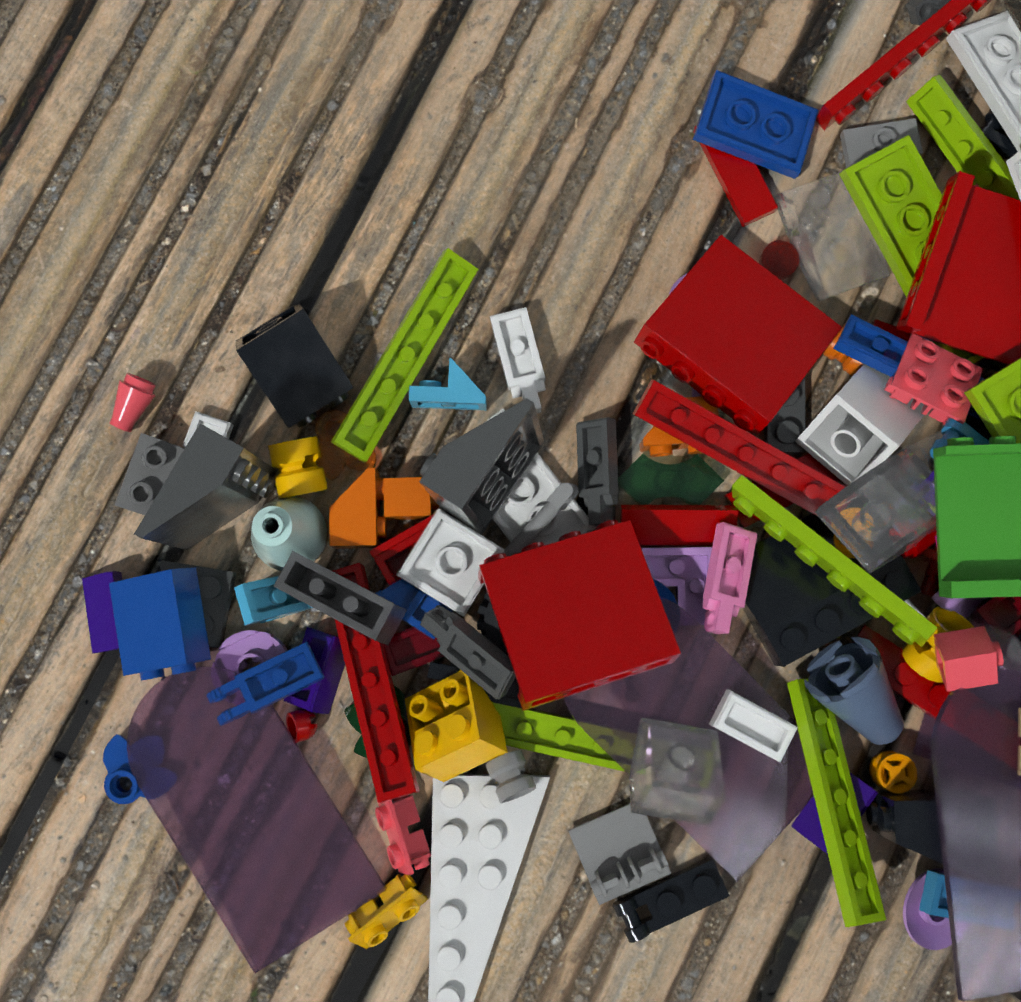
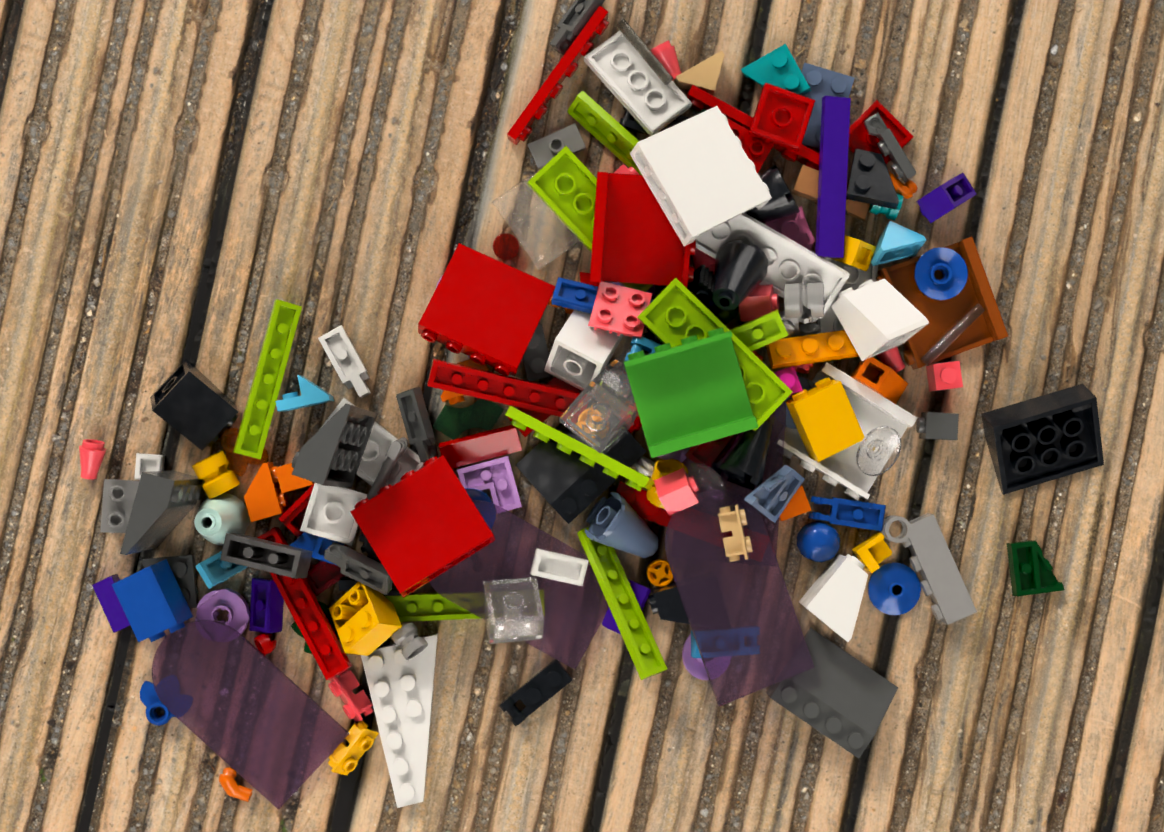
camera: 15 degrees left, 5 degrees up
(196, 921) = (230, 786): none -> orange arm
(269, 682) = (235, 621): blue hinge -> none
(619, 853) = (494, 672): light grey hinge -> none
(727, 576) = (519, 473): bright pink hinge -> none
(742, 185) = (460, 189): red tile -> none
(755, 124) = (466, 156): blue tile -> none

